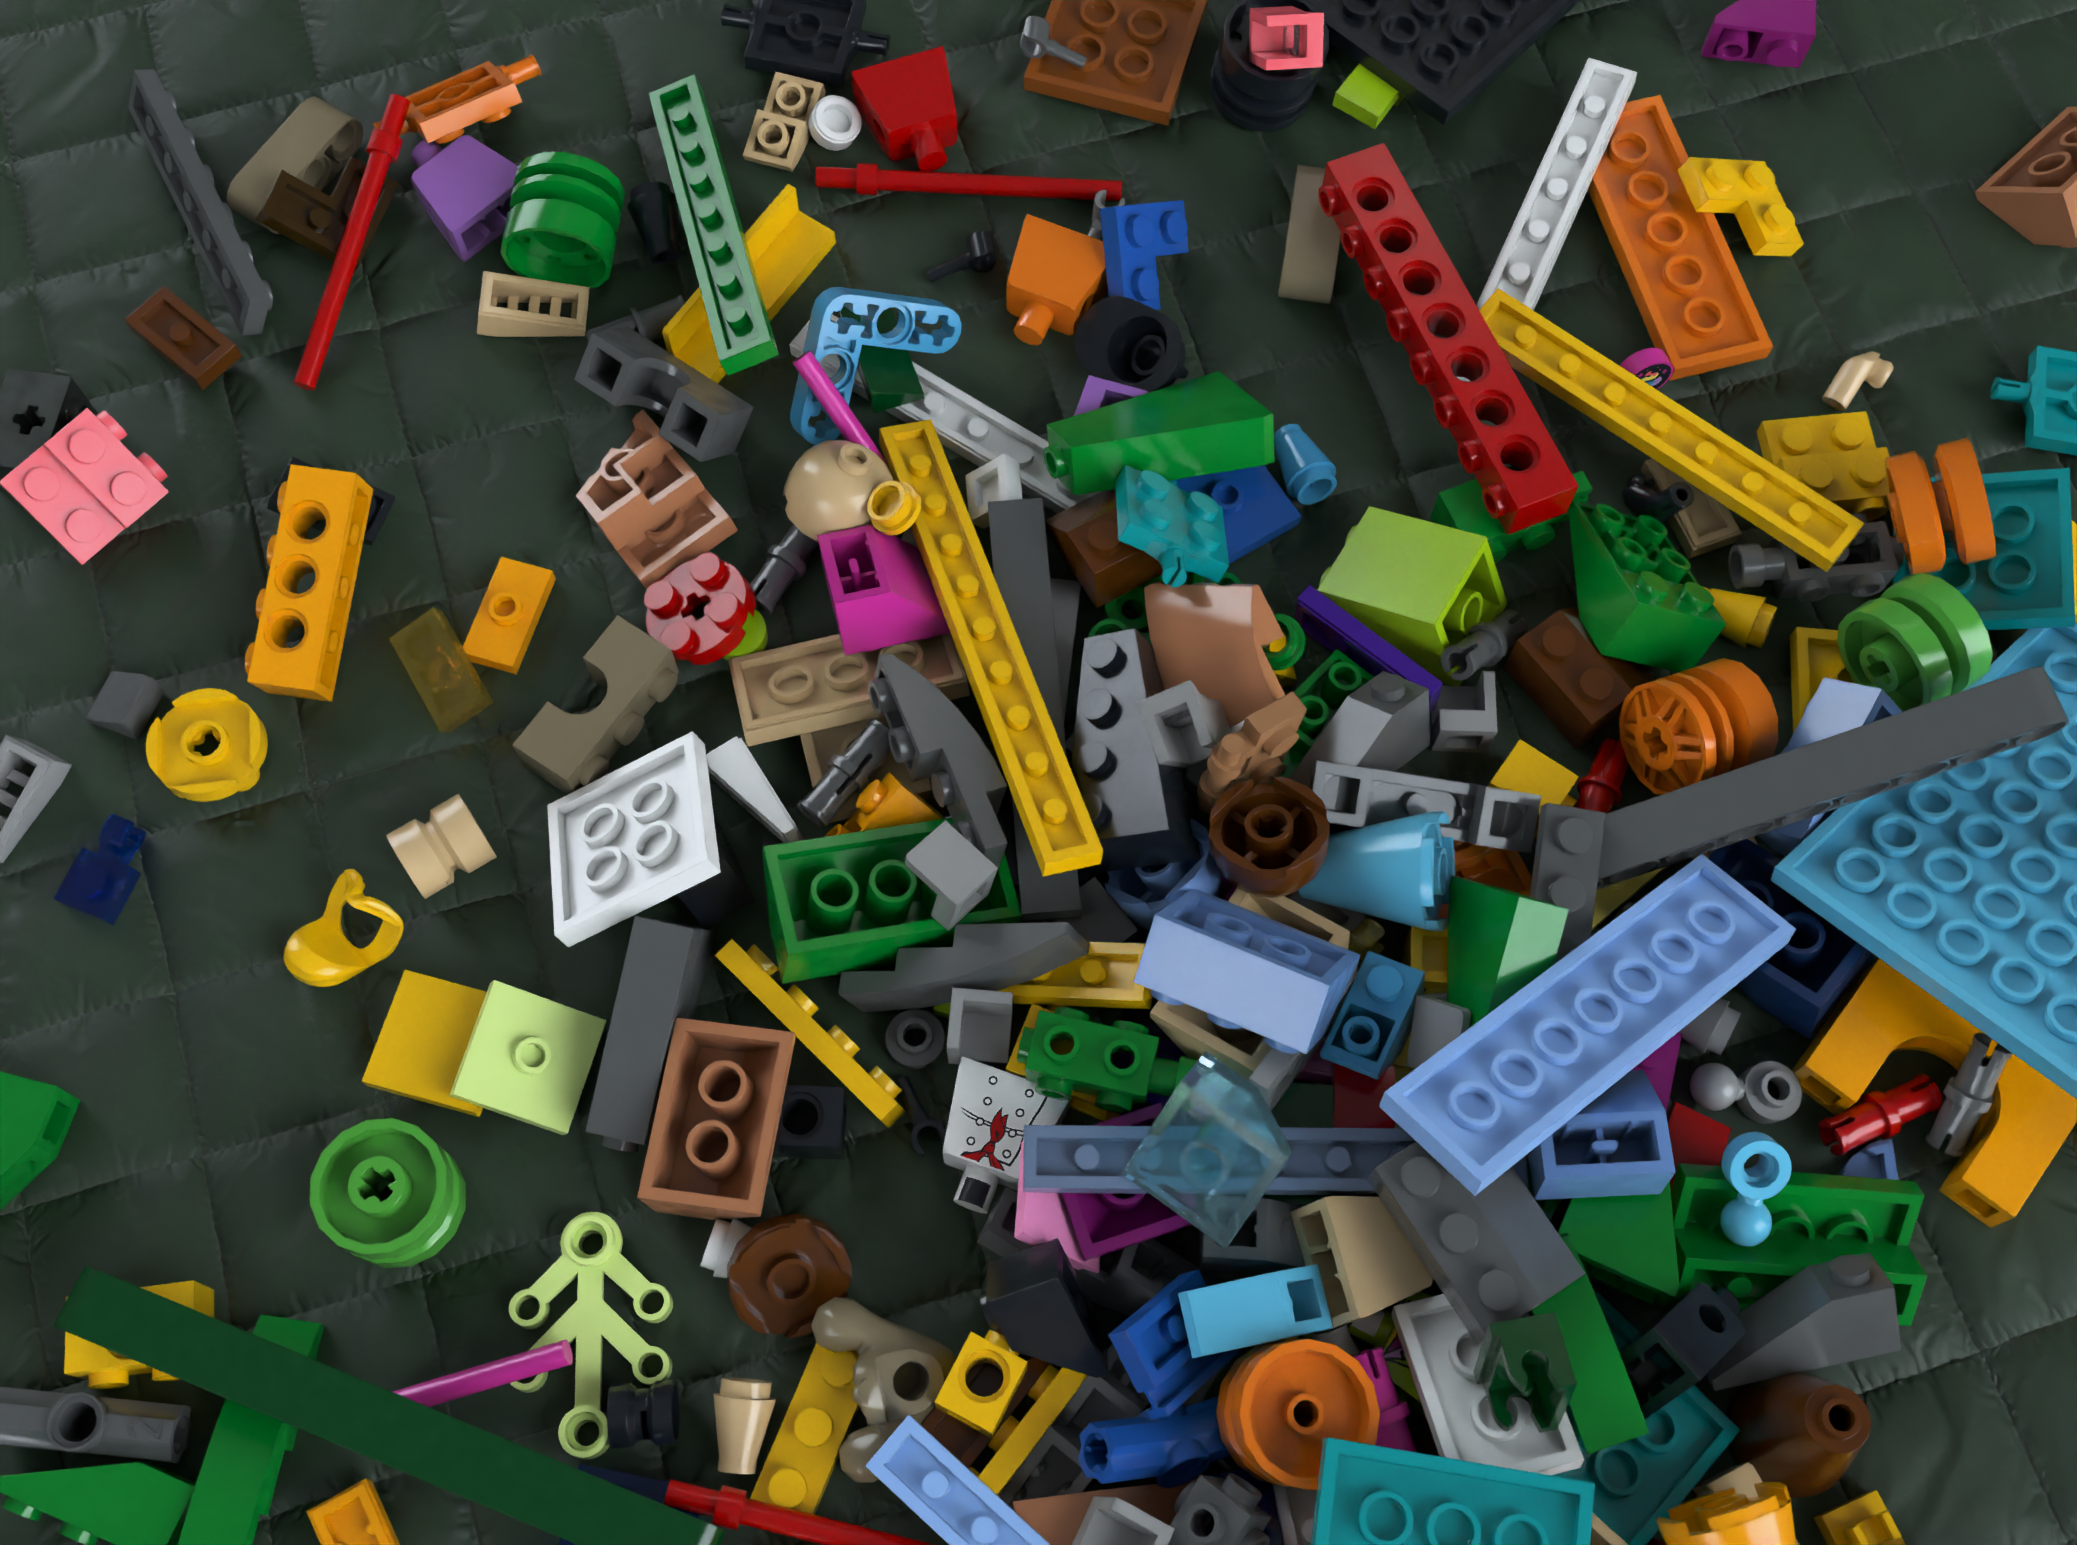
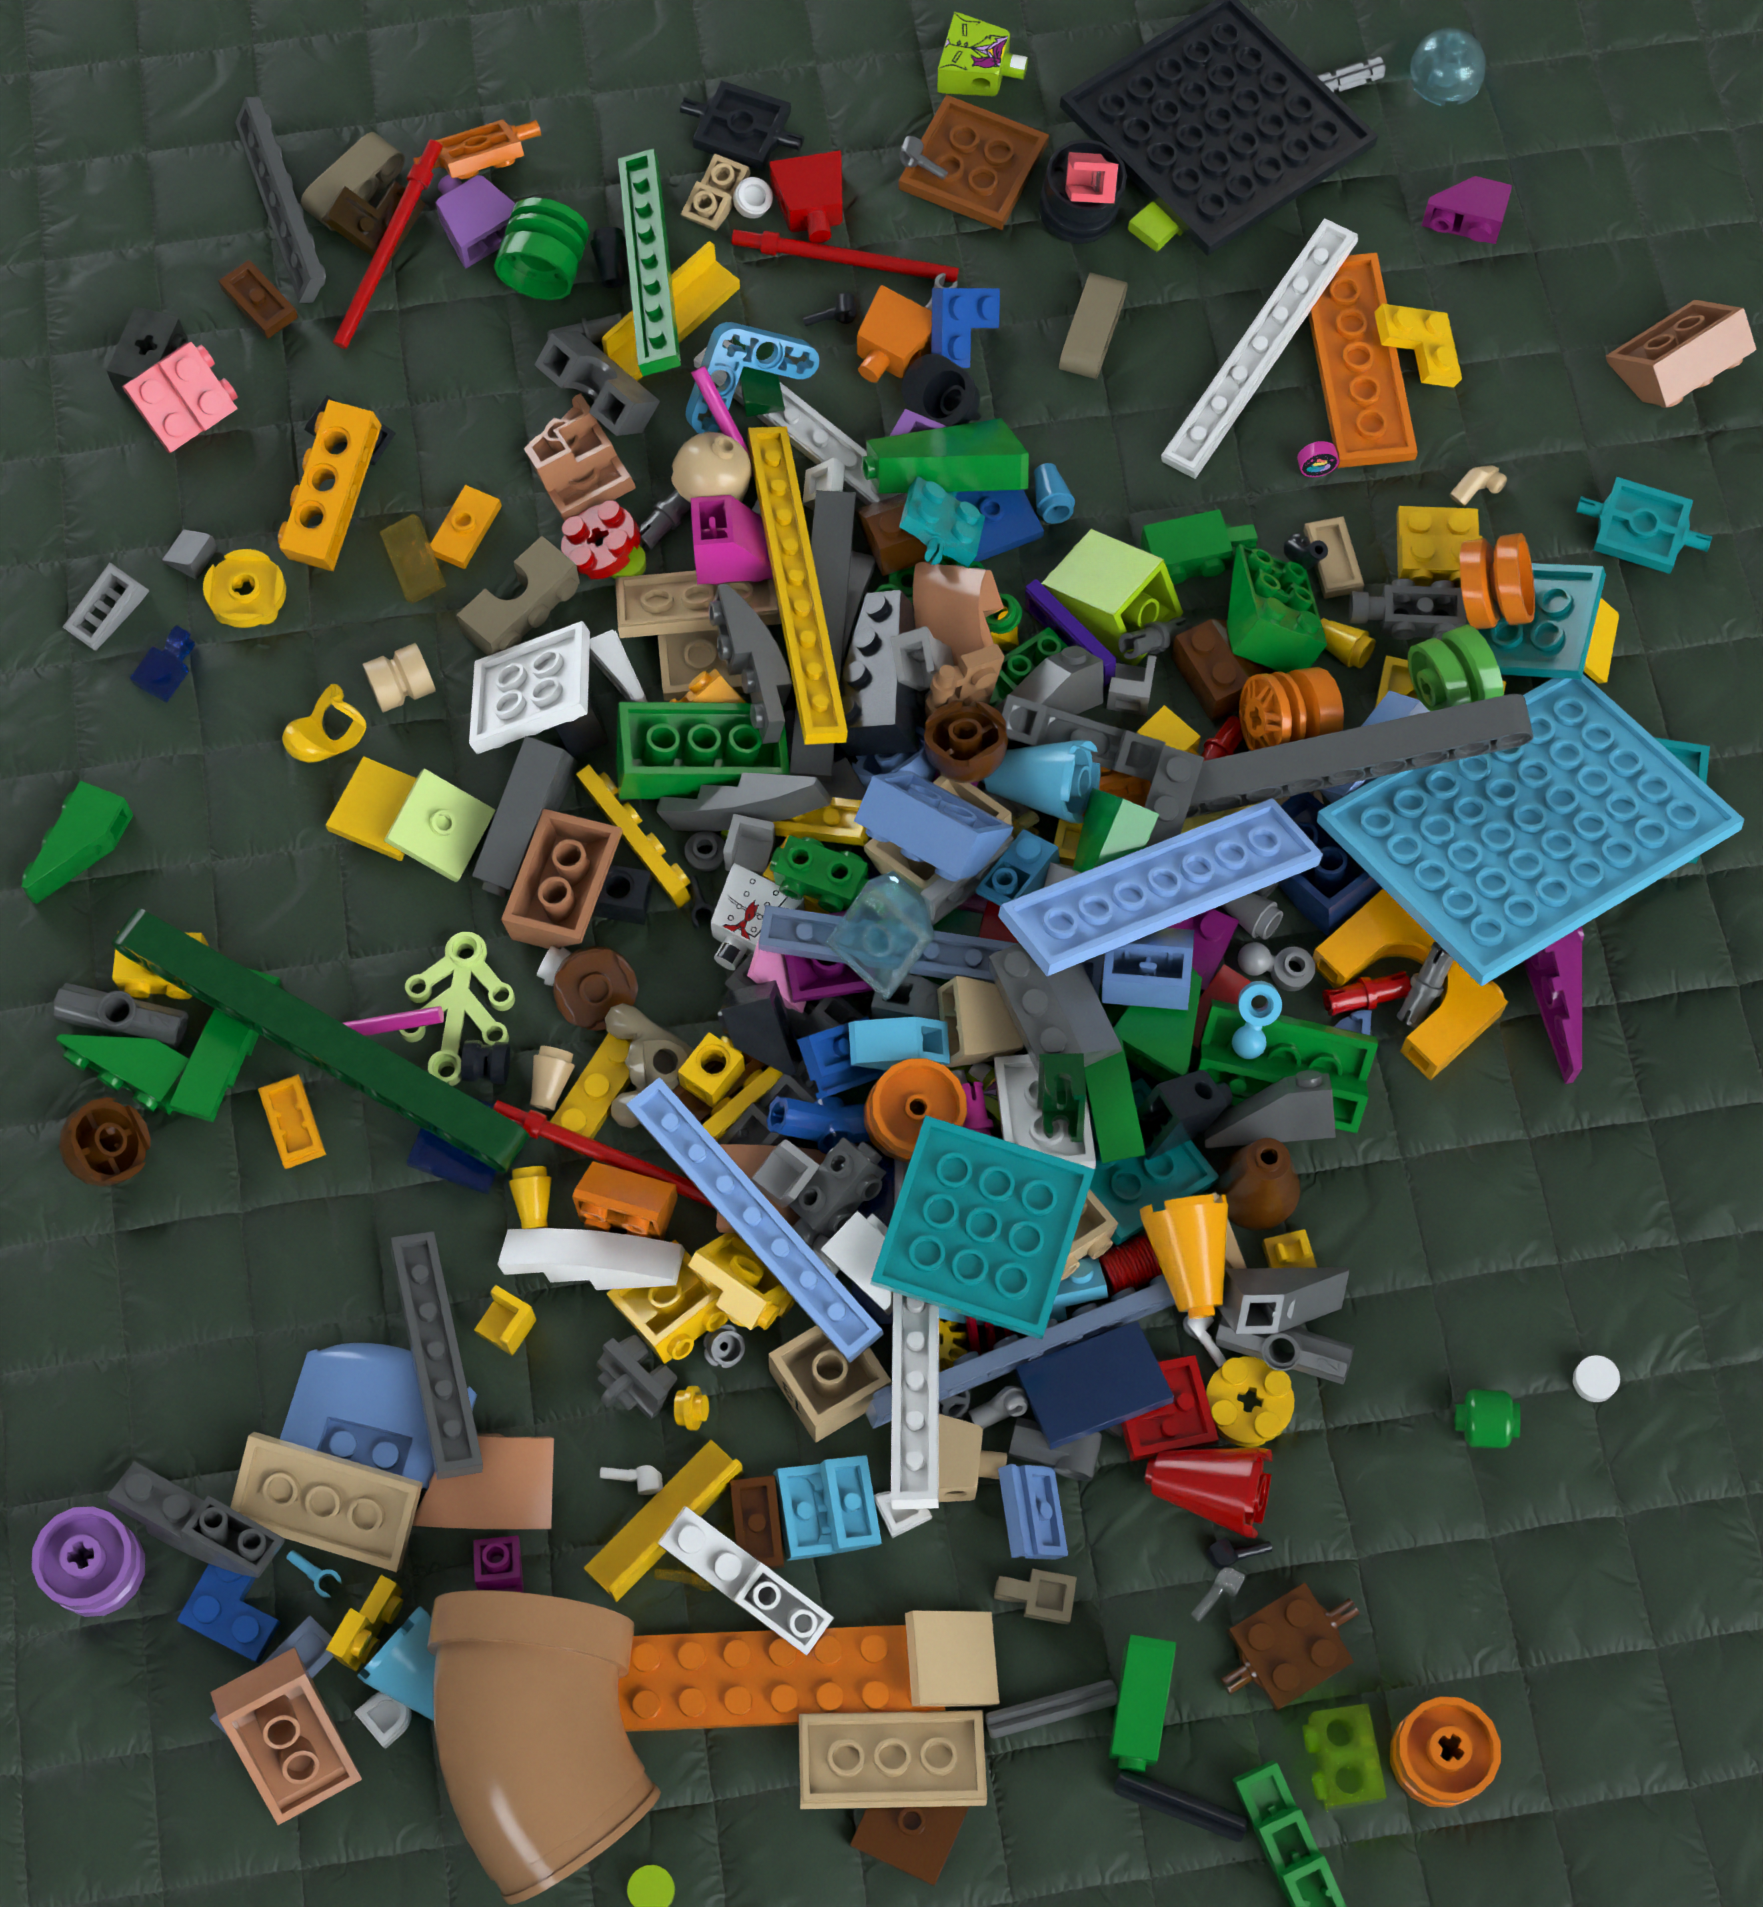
camera: 10 degrees right, 0 degrees up
(359, 1172) = (335, 898): bright green wheel -> none
(516, 323) = (497, 318): tan slope -> none
(846, 774) = (685, 666): dark grey pin -> none
(893, 507) = (747, 484): yellow plate -> none
(953, 871) = (746, 734): light grey panel -> none
(1381, 216) = (1137, 293): red brick -> none
(1670, 433) = (1314, 500): yellow plate -> none

